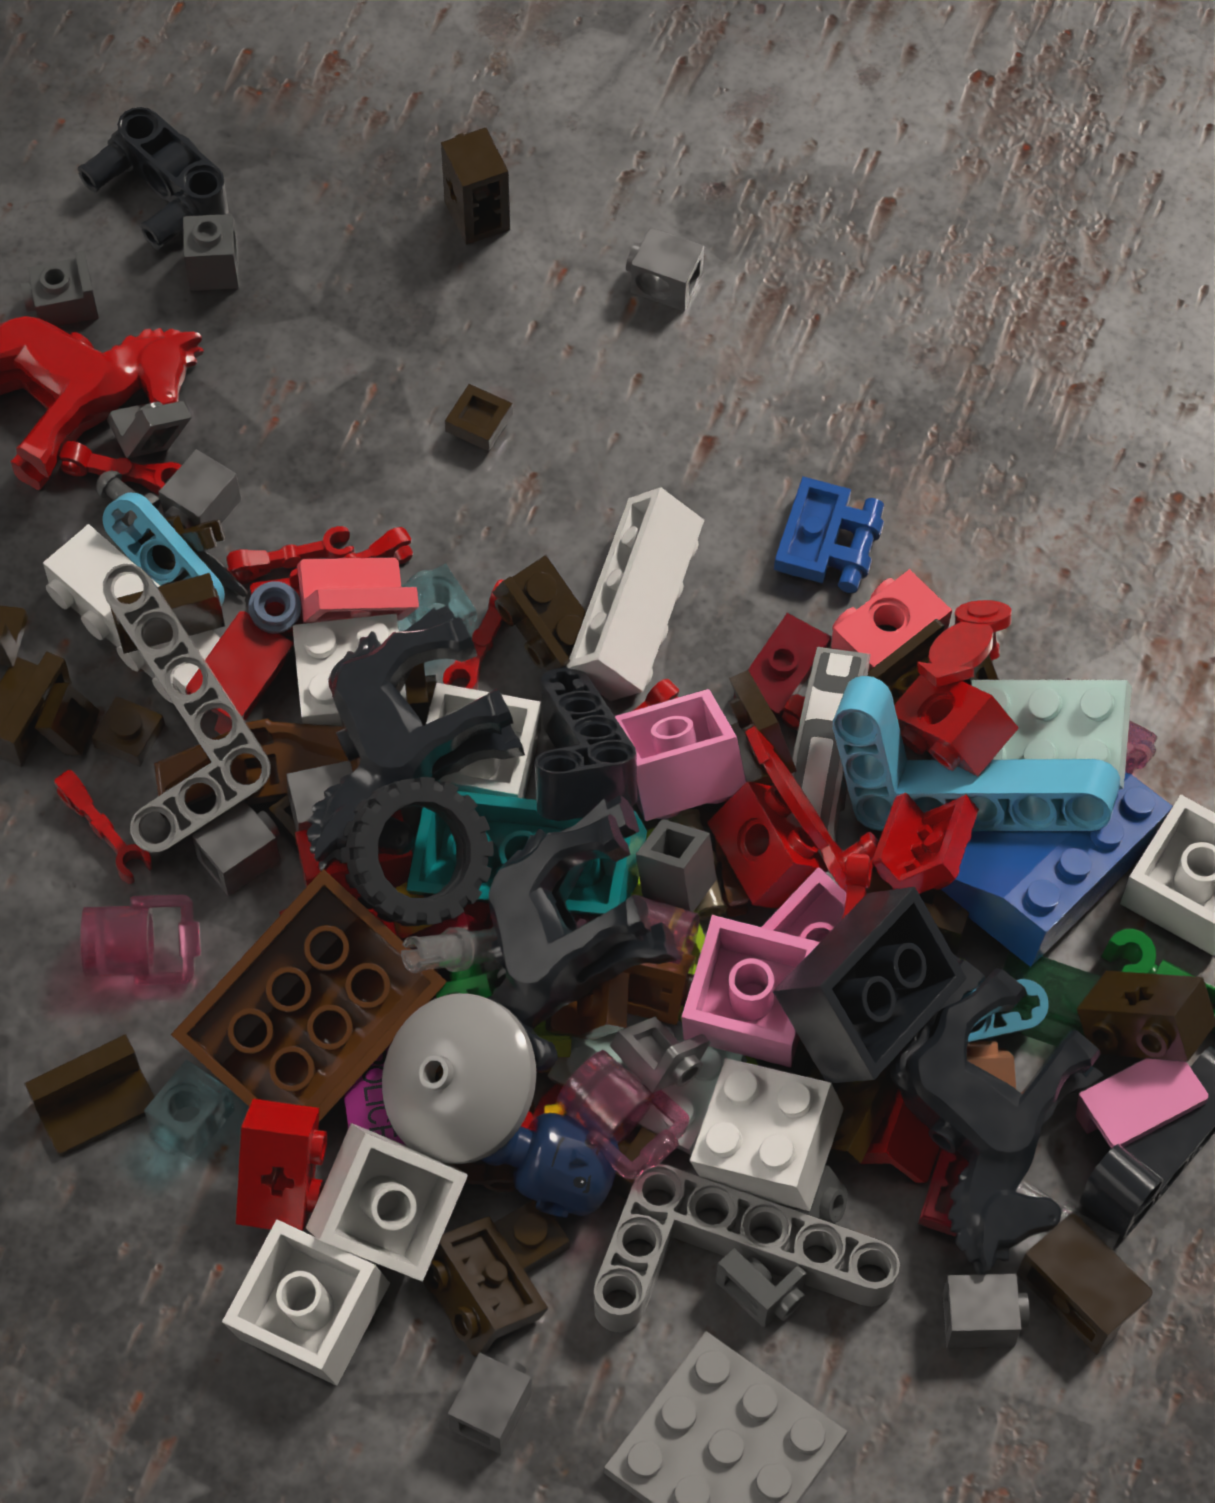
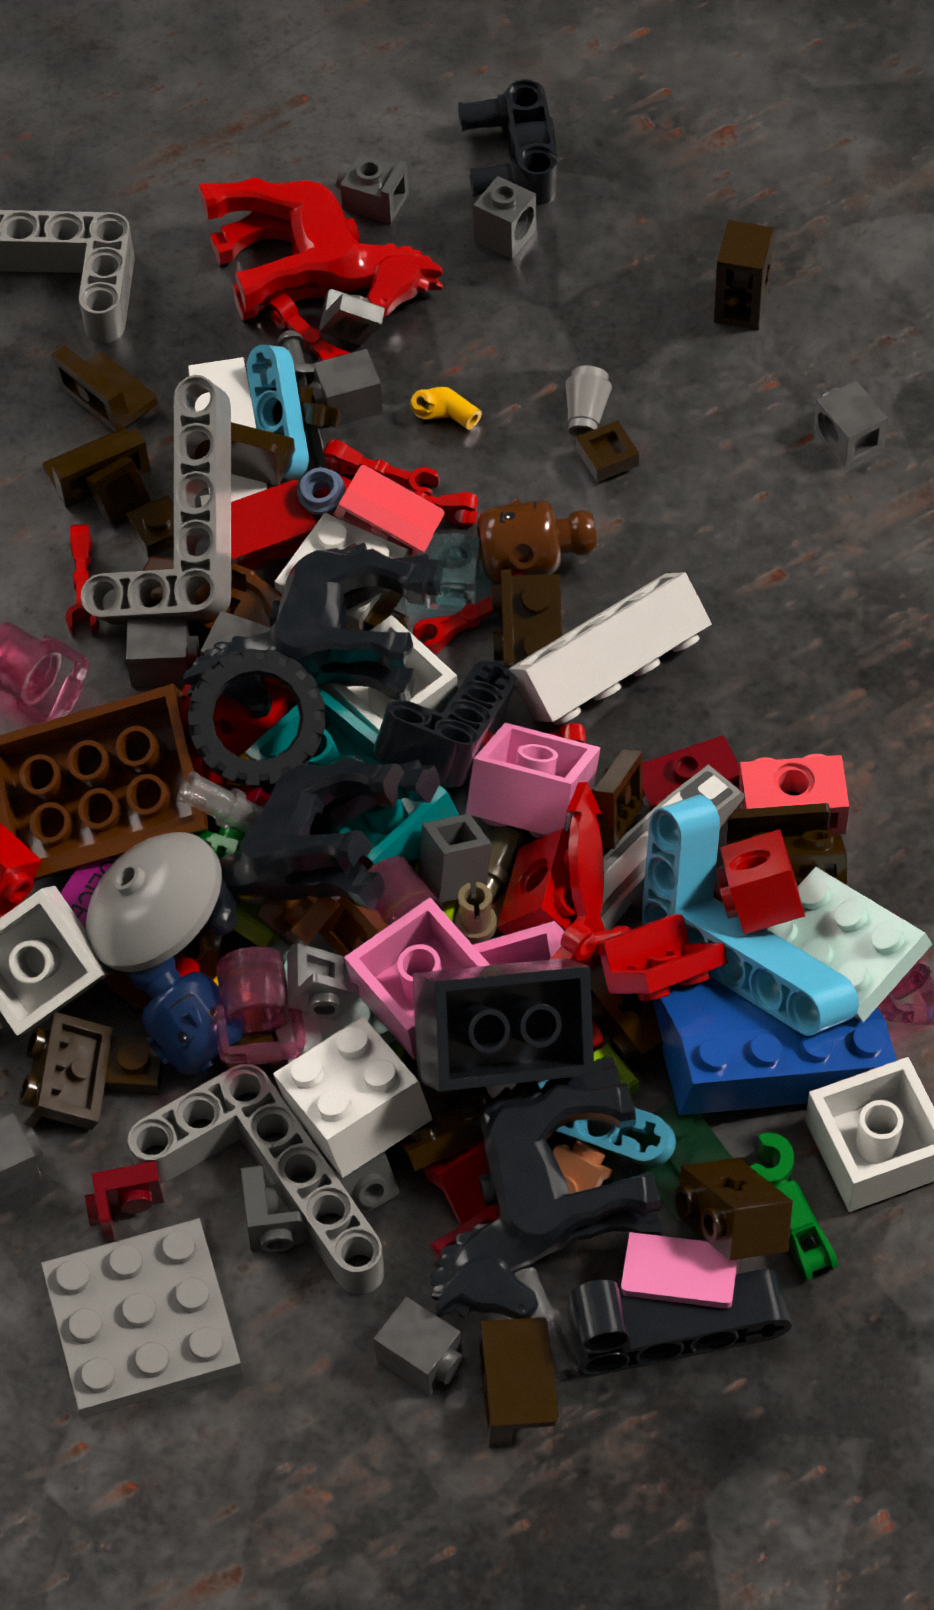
camera: 40 degrees right, 5 degrees down
(296, 458) = (444, 403): none -> yellow arm
(422, 381) = (586, 398): none -> light grey cone
(489, 538) = (531, 538): none -> reddish brown piece
(627, 1349) = (125, 1190): none -> dark red bracket
(734, 899) = (475, 916): none -> dark tan pin
(813, 529) = (800, 685): blue plate -> none
(967, 642) = (862, 831): red brick -> none

